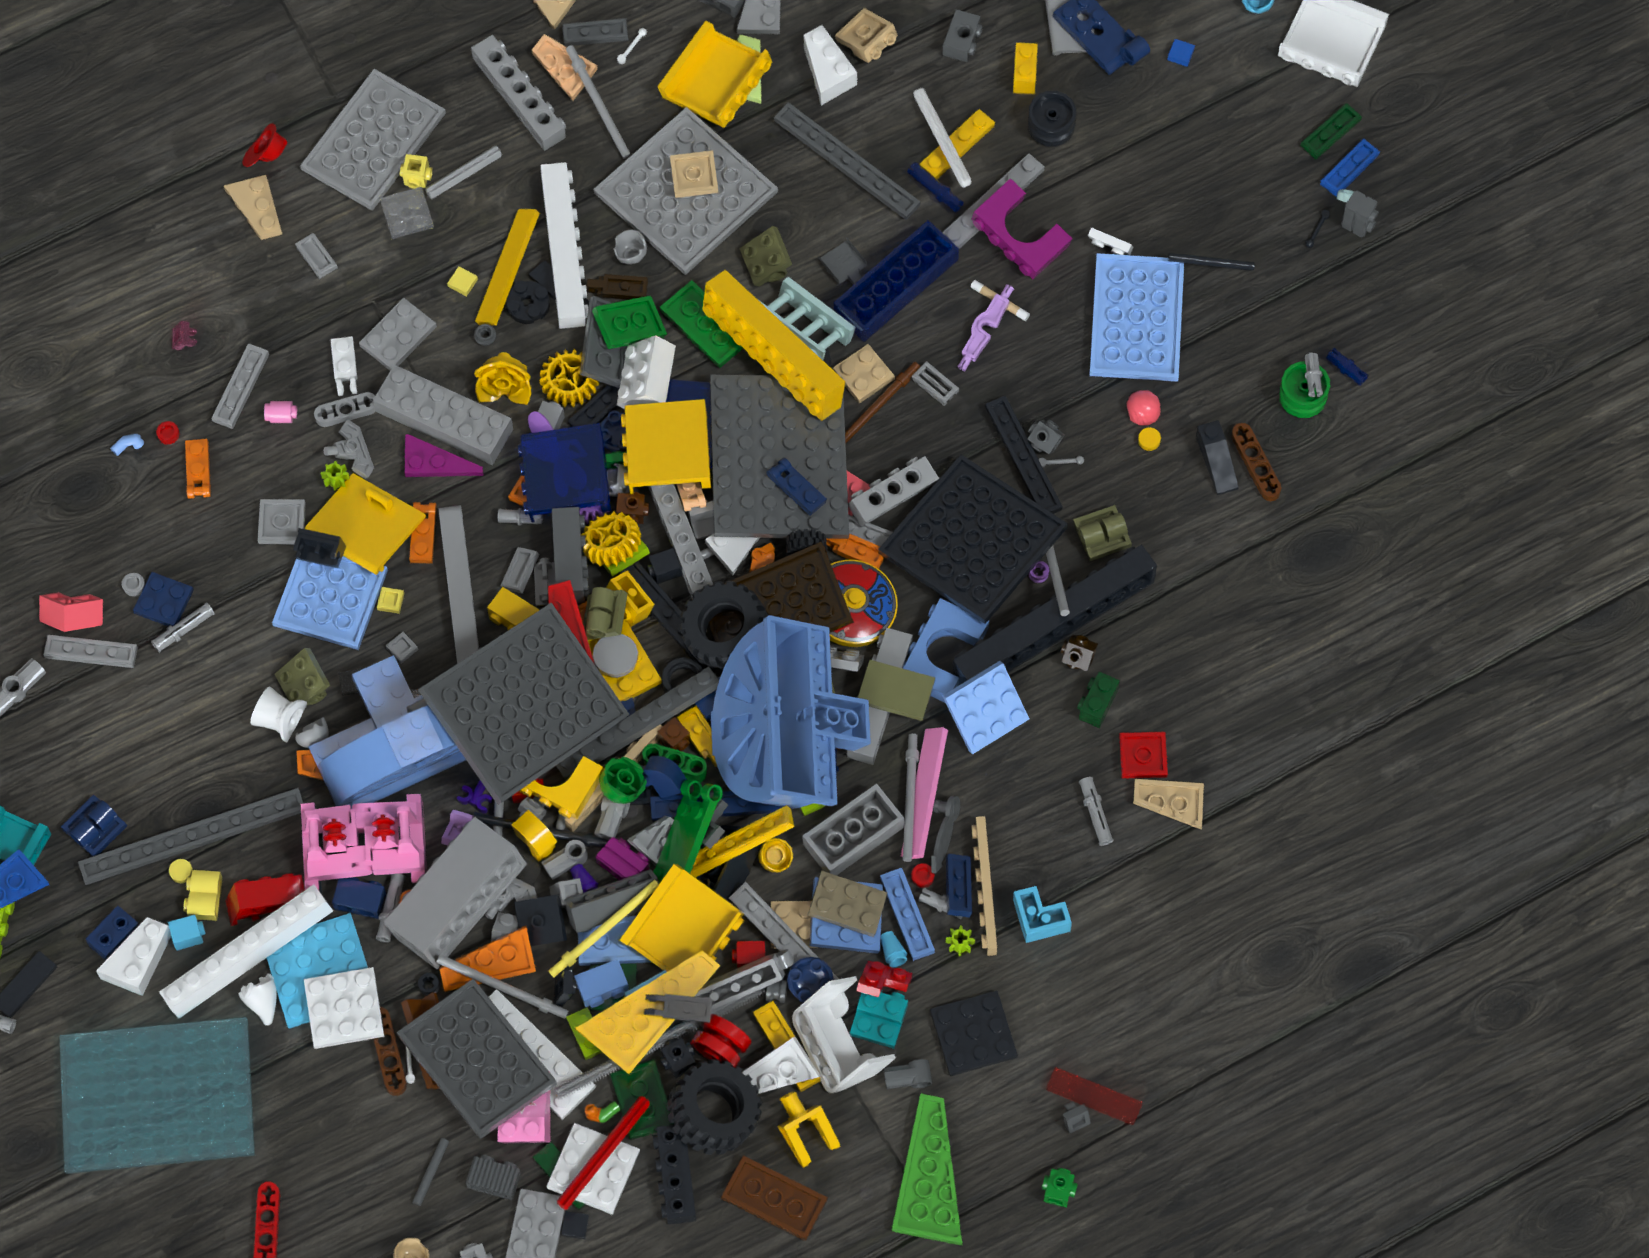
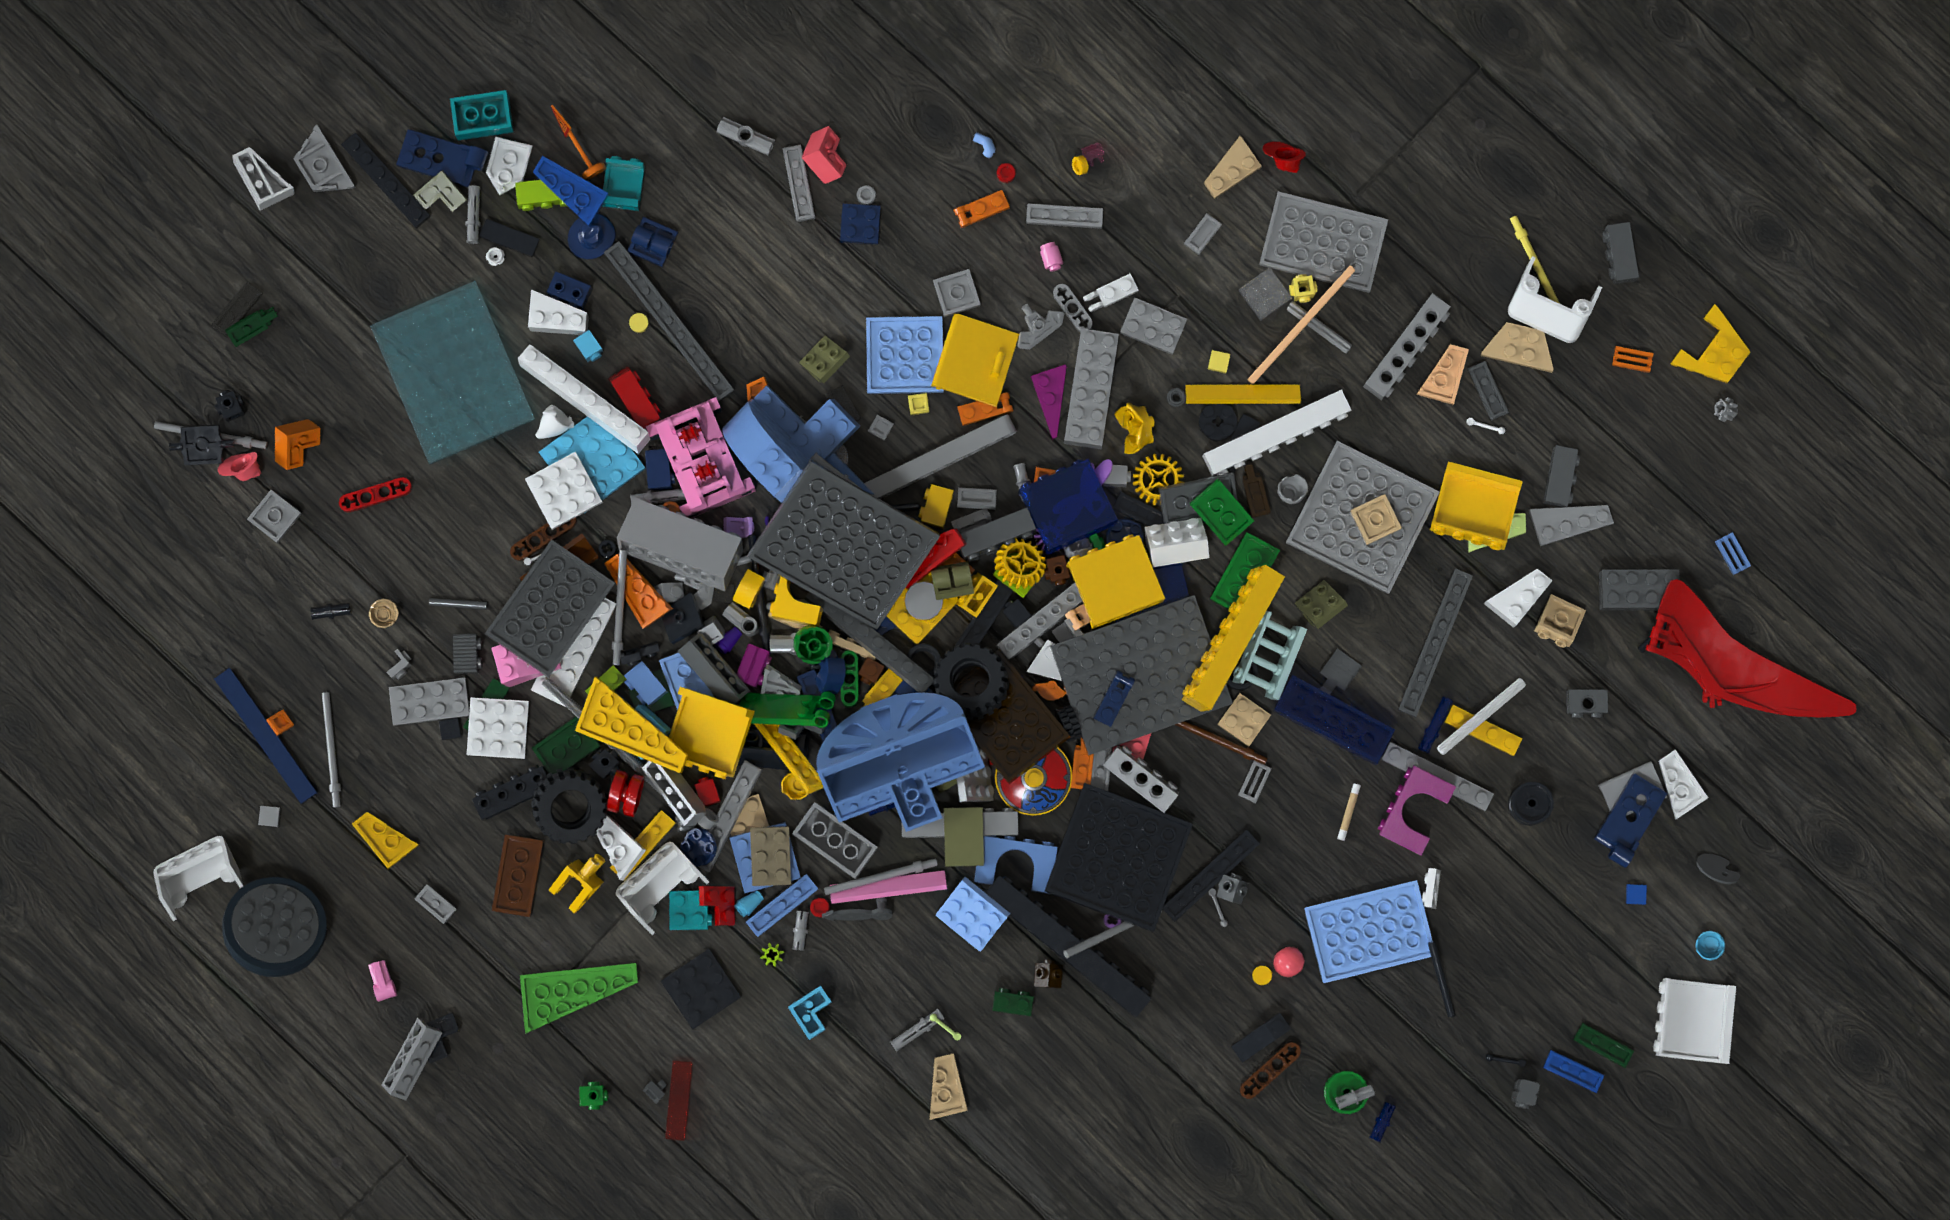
camera: 70 degrees right, 15 degrees up
(35, 1002) = (490, 256): none -> white plate
(63, 896) = (591, 241): none -> dark blue hat
(181, 628) = (821, 235): light grey pin -> none
(190, 352) = (1080, 165): none -> yellow tile
(203, 895) = (623, 348): light yellow brick -> none
(277, 713) = (788, 350): white hat -> none
(313, 733) = (782, 385): light grey hair -> none
(319, 548) = (937, 332): black hinge -> none
(330, 478) = (1012, 315): lime gear -> none
(455, 184) = (1300, 326): none -> light nougat tile
(569, 958) = (655, 652): light yellow bar -> none
(579, 67) = (1445, 390): light grey bar -> none
(601, 1115) = (543, 718): arm -> none
(603, 1153) = (508, 732): red axle -> none
(681, 1007) = (635, 753): black hinge -> none
(915, 1074) = (649, 950): dark grey piece -> none
(958, 885) = (816, 939): dark blue plate -> none
(985, 894) = (816, 962): tan plate -> none
(991, 318) = (1307, 805): lavender piece -> none
(1025, 68) = (1573, 766): yellow brick -> none
(1102, 532) = (1162, 961): olive plate -> none
(1116, 772) = (956, 1035): none -> yellowish green hinge
(1143, 755) = (977, 1054): red plate -> none
(1344, 195) = (1543, 1077): light aqua tile -> none

